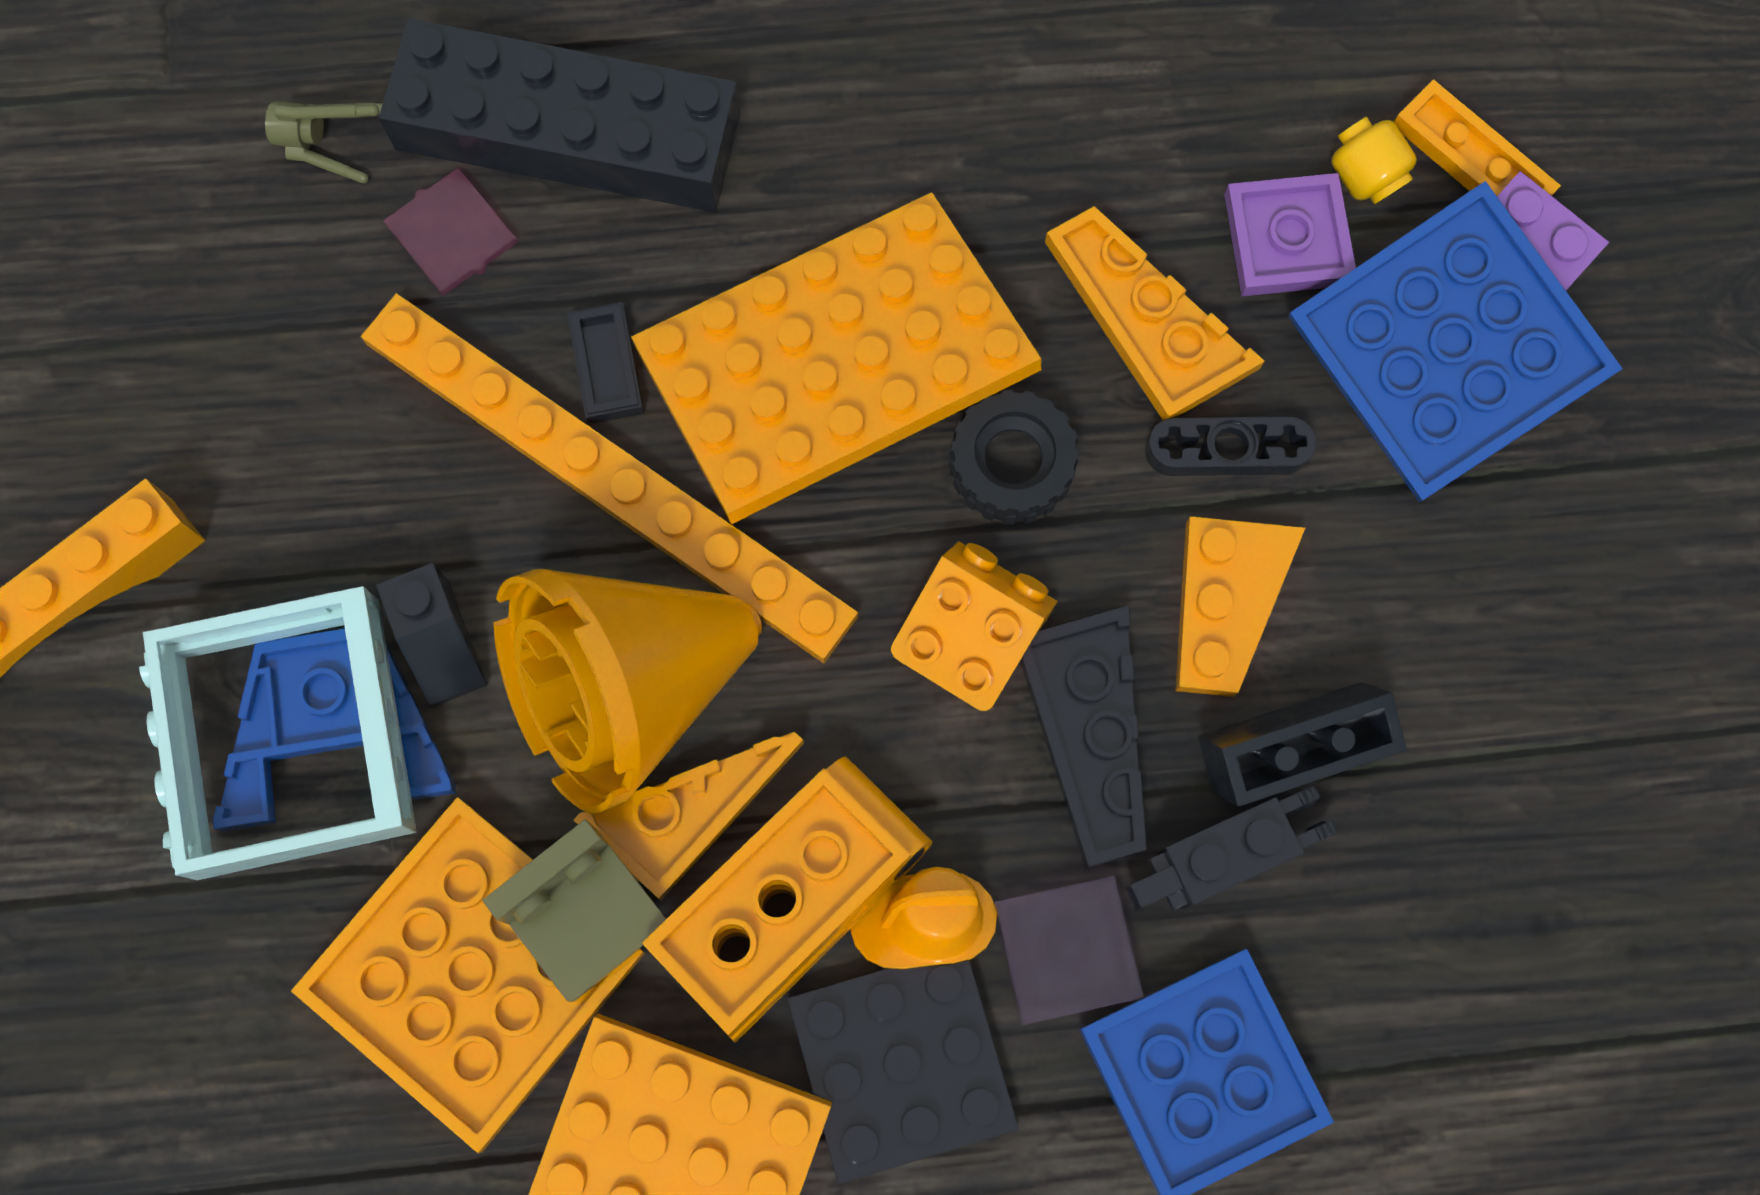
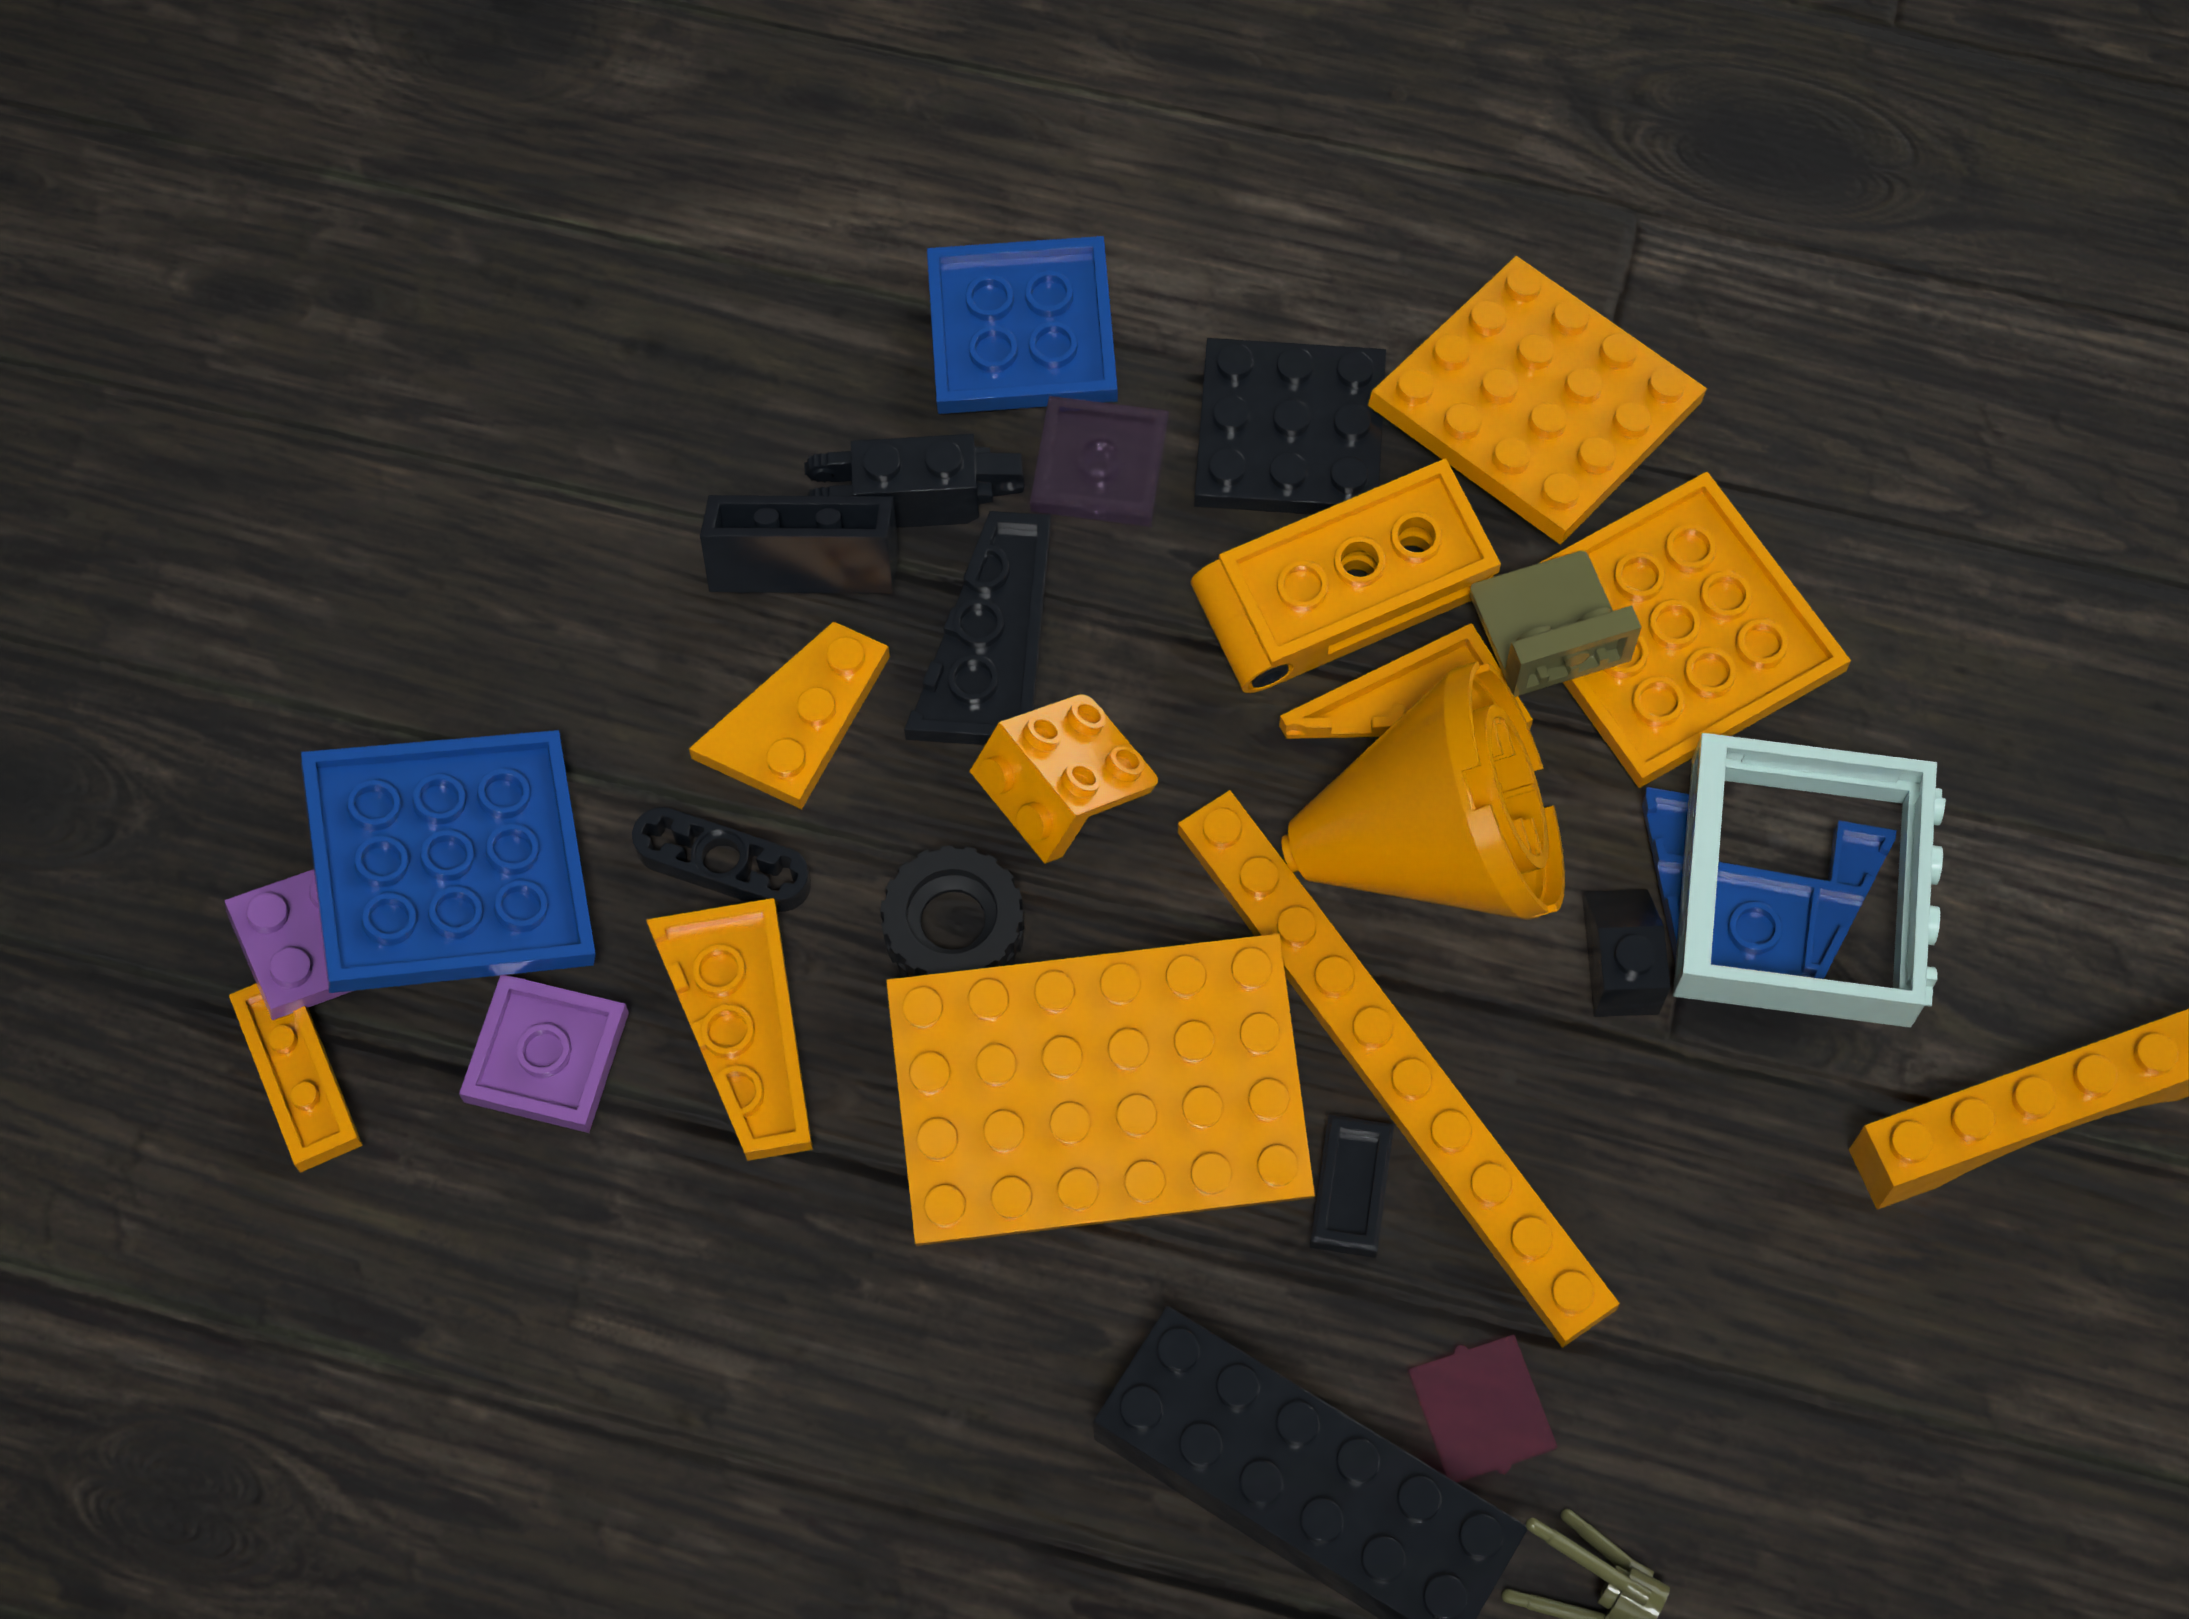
camera: 155 degrees left, 10 degrees down
(927, 921) = (1210, 517): light orange piece -> none
(1373, 160) = (412, 1095): yellow head -> none

